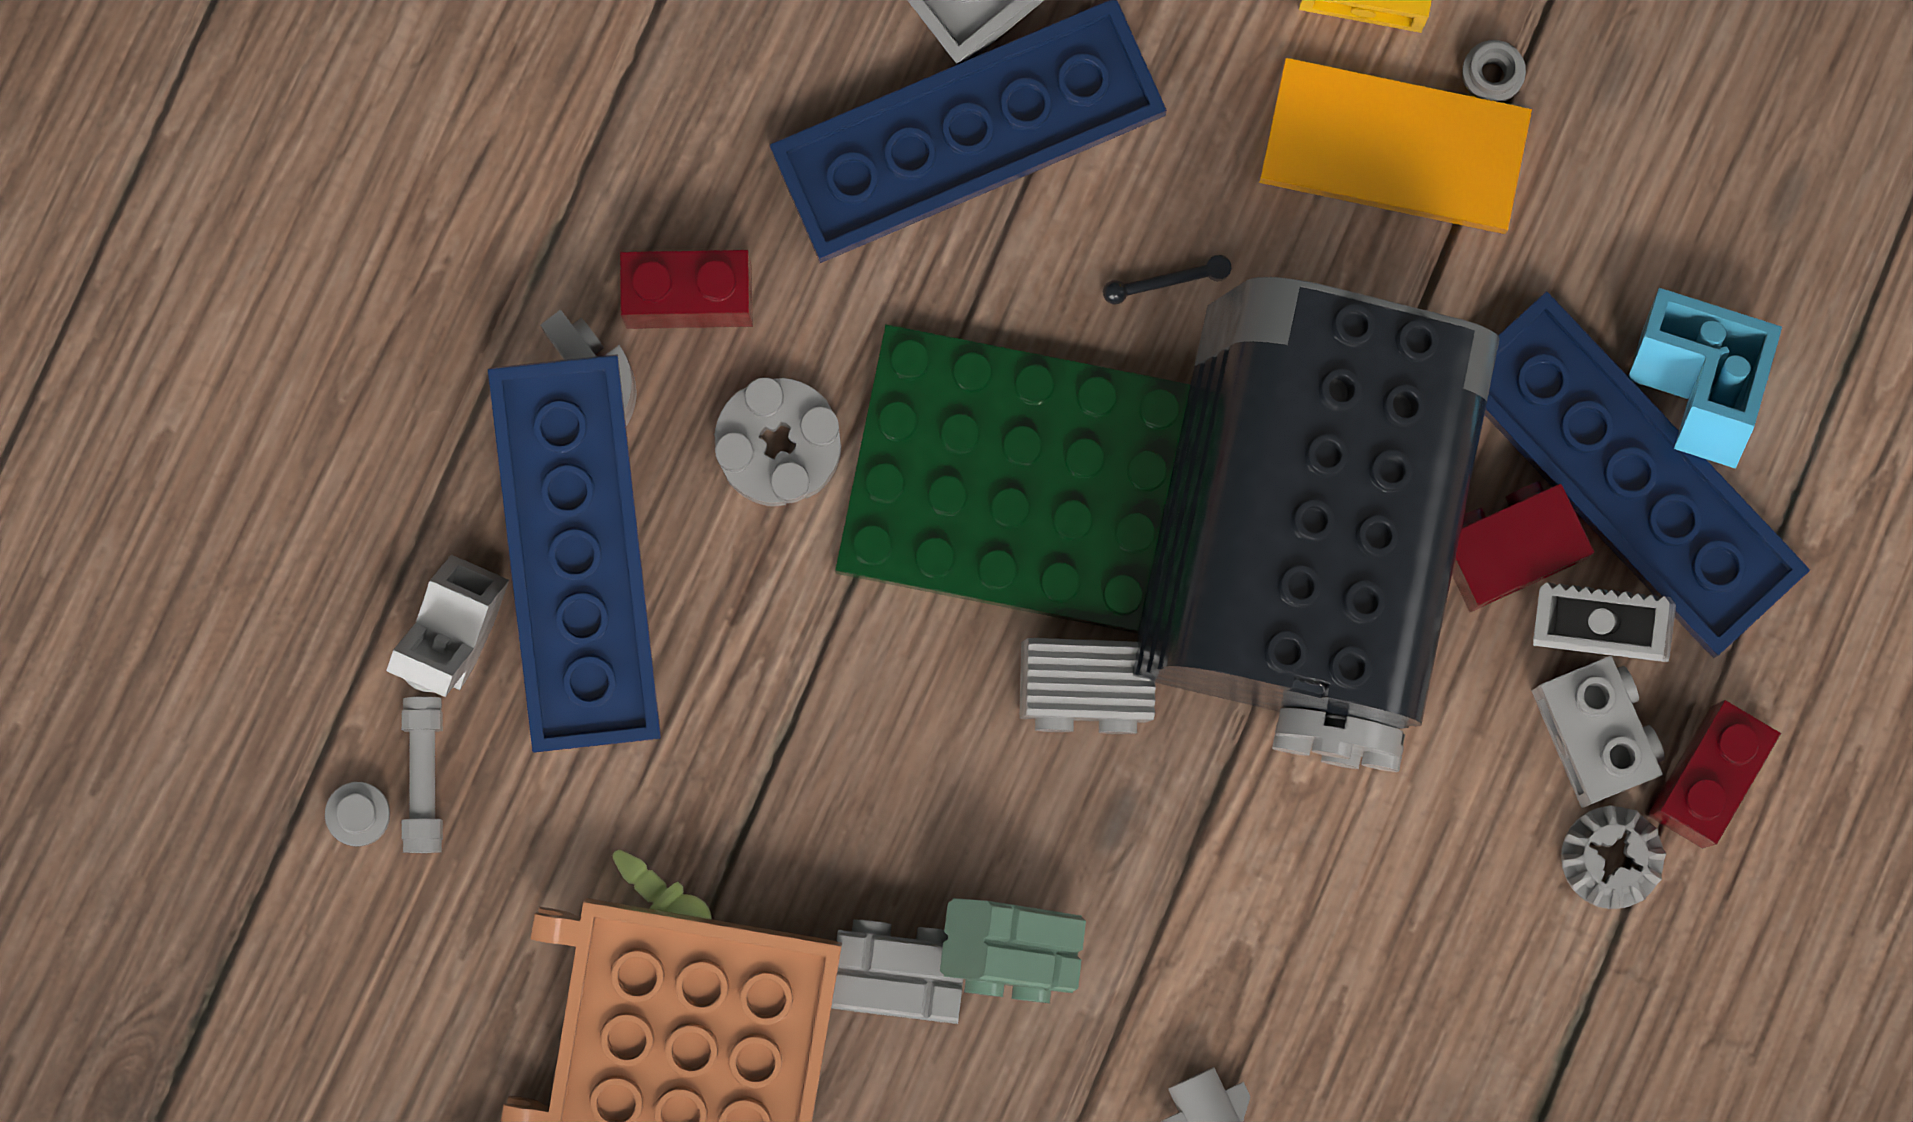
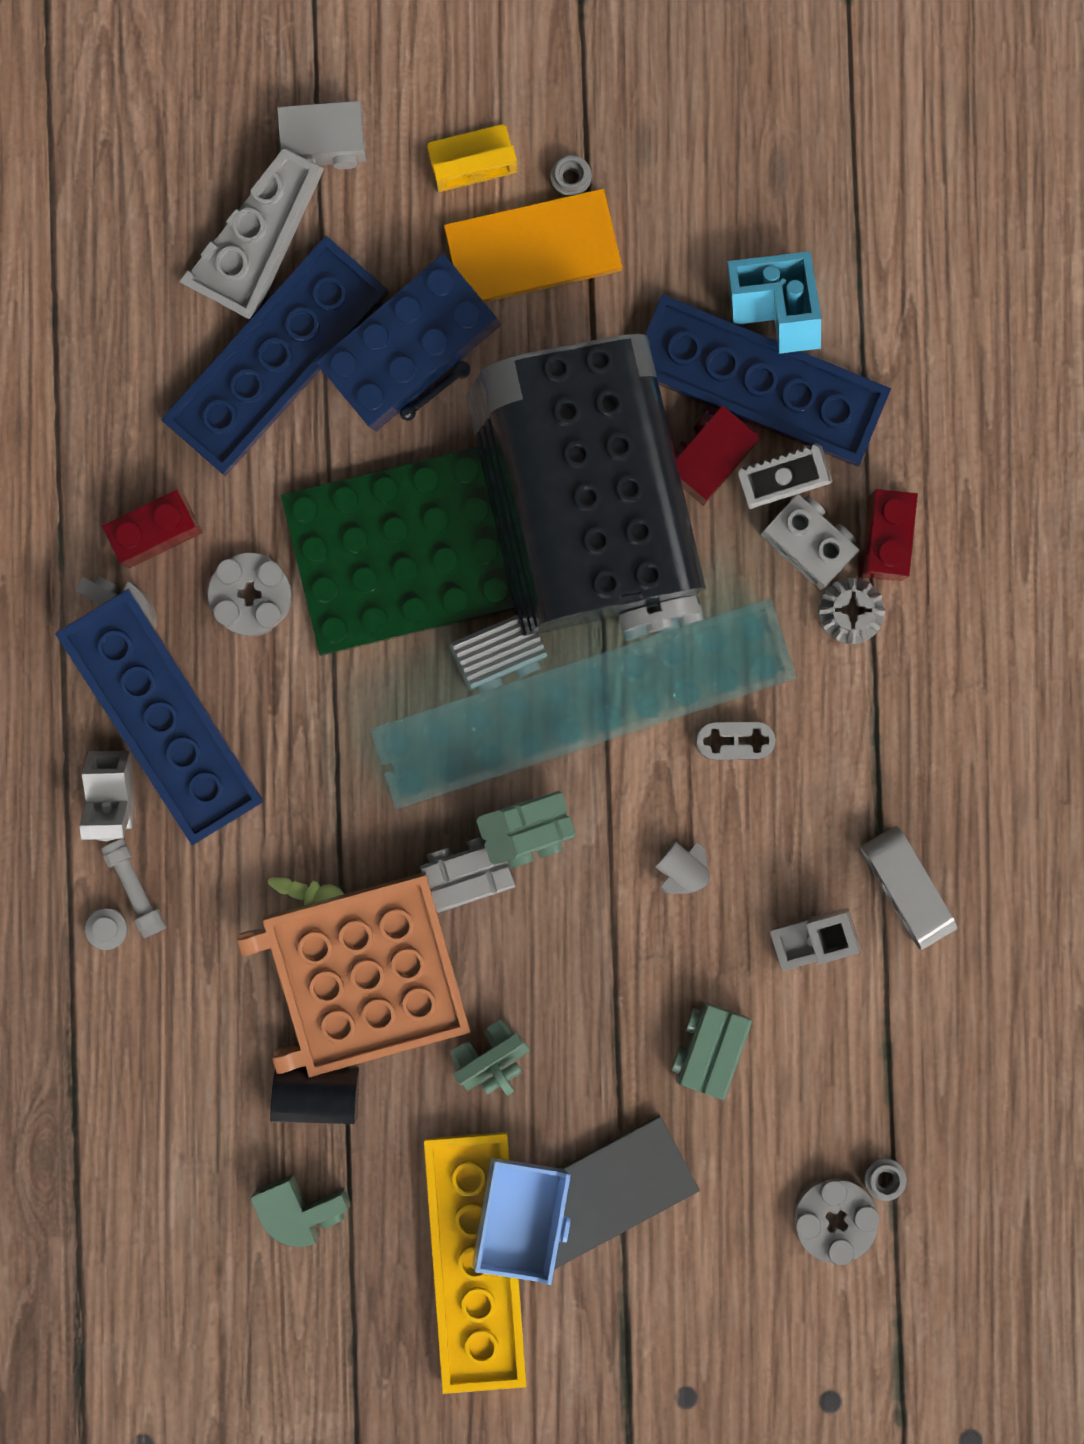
camera: 30 degrees left, 5 degrees up
(1162, 197) = (408, 343): none -> dark blue brick
(1175, 810) = (583, 703): none -> clear light blue piece
(1370, 949) = (735, 730): none -> light grey beam

